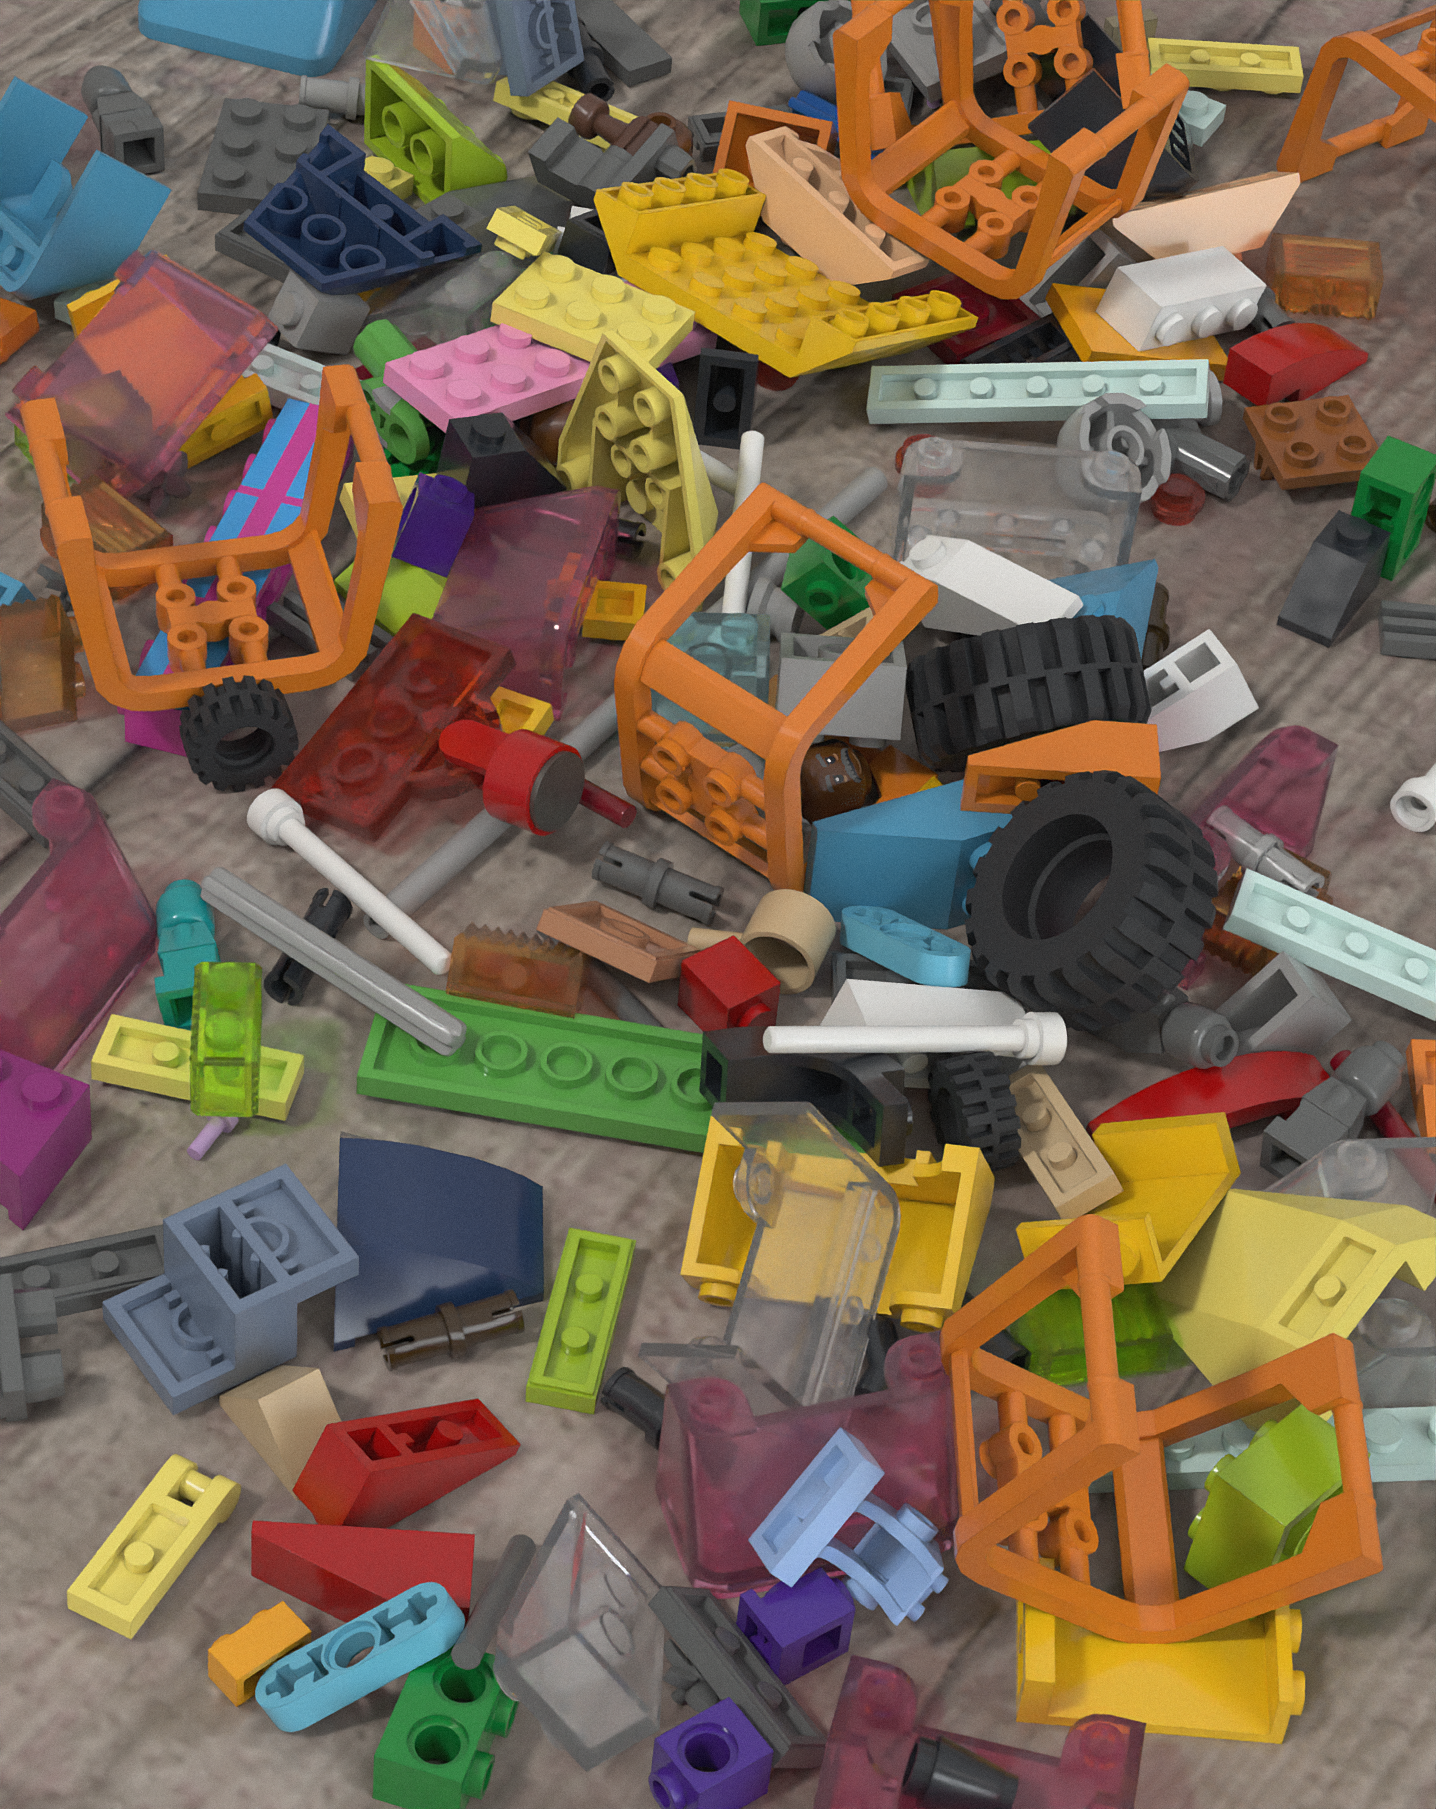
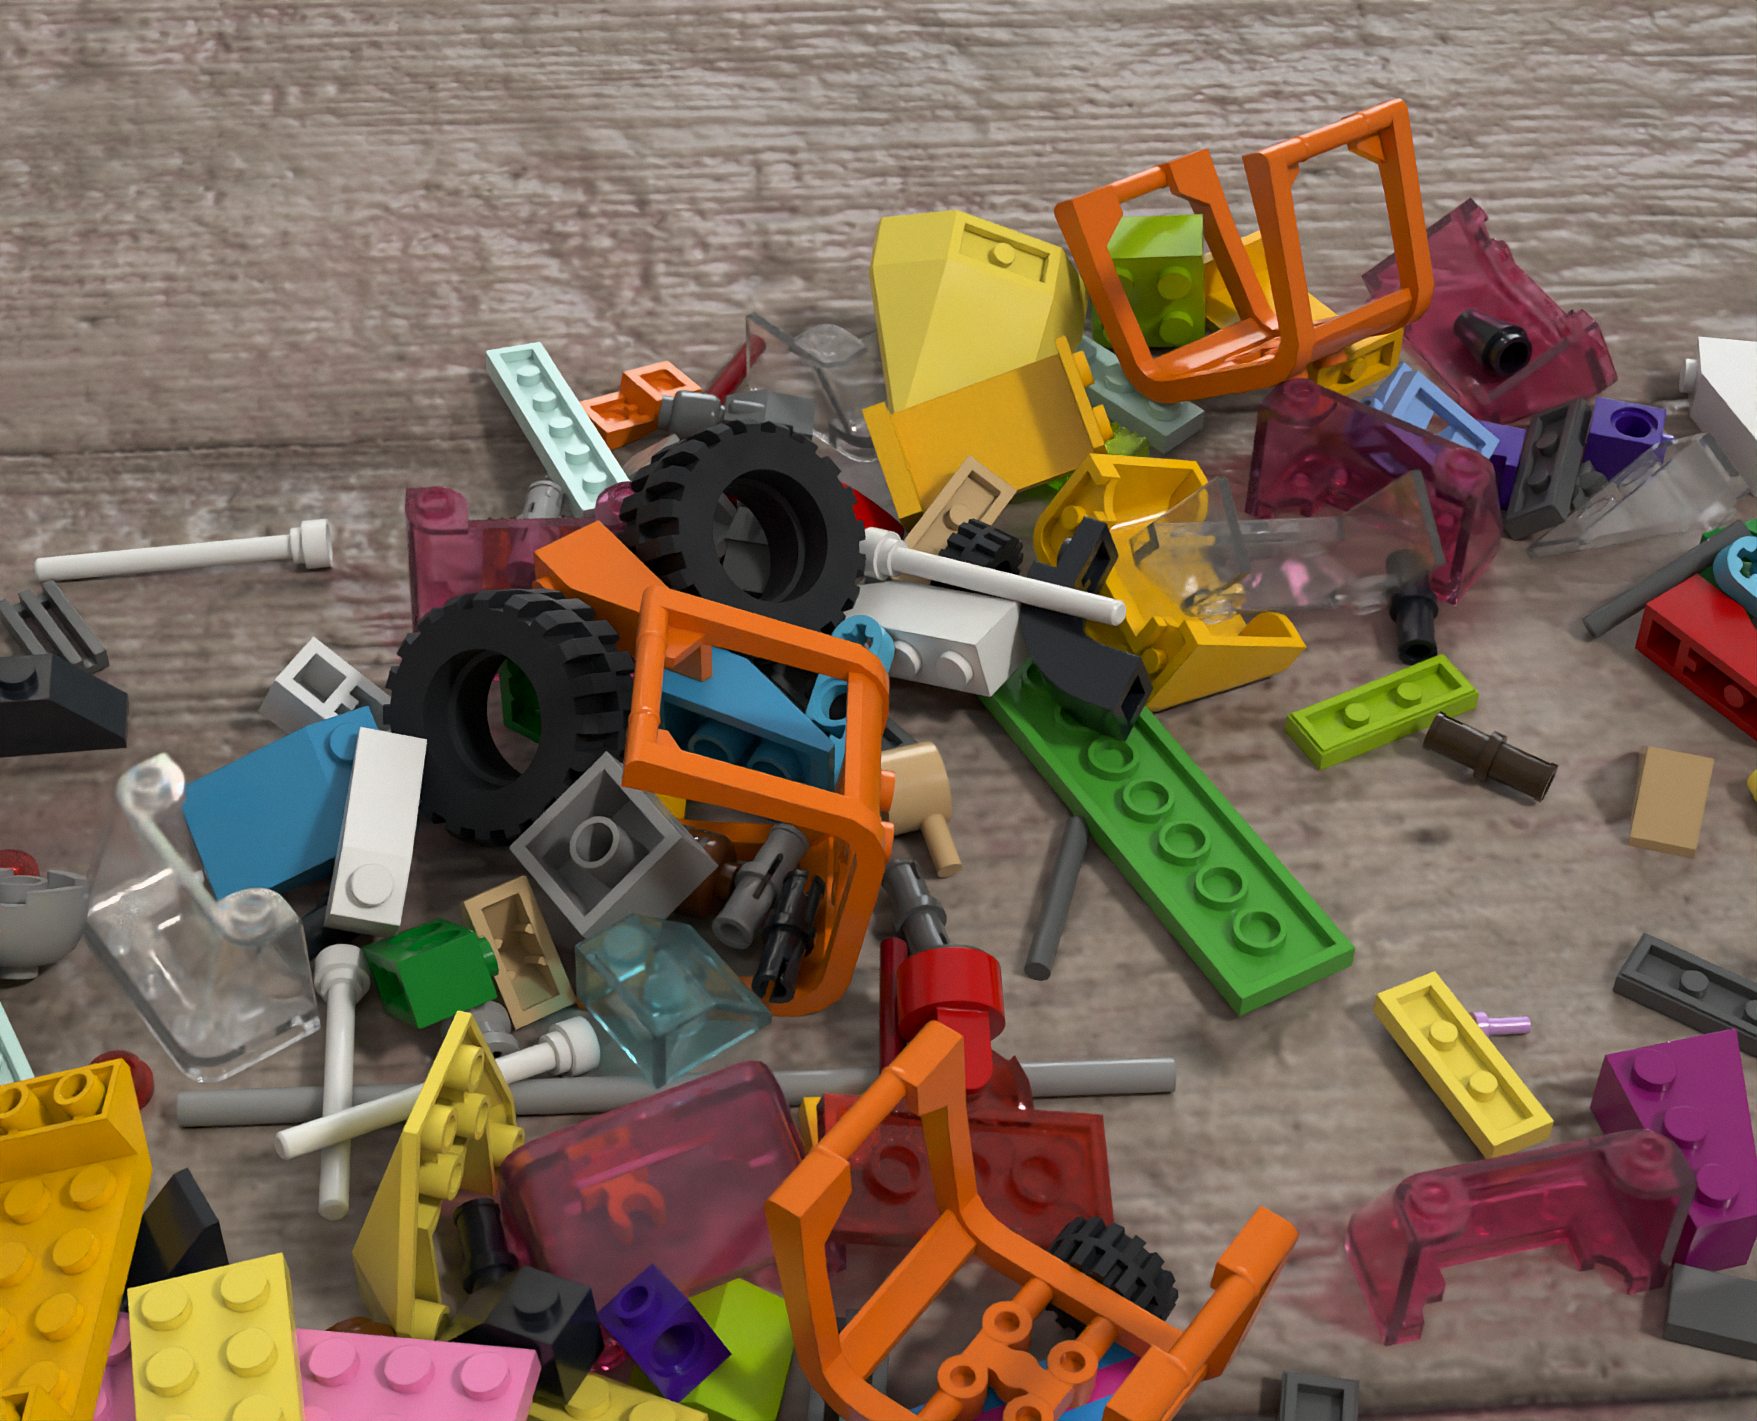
camera: 125 degrees left, 0 degrees up
(185, 939) = (1386, 1128): teal piece -> none
(226, 1039) = (1453, 1006): clear neon green brick -> none
(230, 1288) = (1635, 830): sand blue bracket -> none
(281, 822) = (1147, 1206): white piece -> none
(291, 973) = (1252, 1095): black pin -> none
(334, 961) = (1282, 1027): light grey axle -> none
(399, 1462) = (1632, 699): red slope -> none
(431, 1233) = (1422, 833): dark blue wedge -> none
(518, 971) = (1132, 920): clear orange brick -> none
(617, 939) = (1032, 875): nougat tile -> none
(728, 988) = (996, 797): red brick -> none

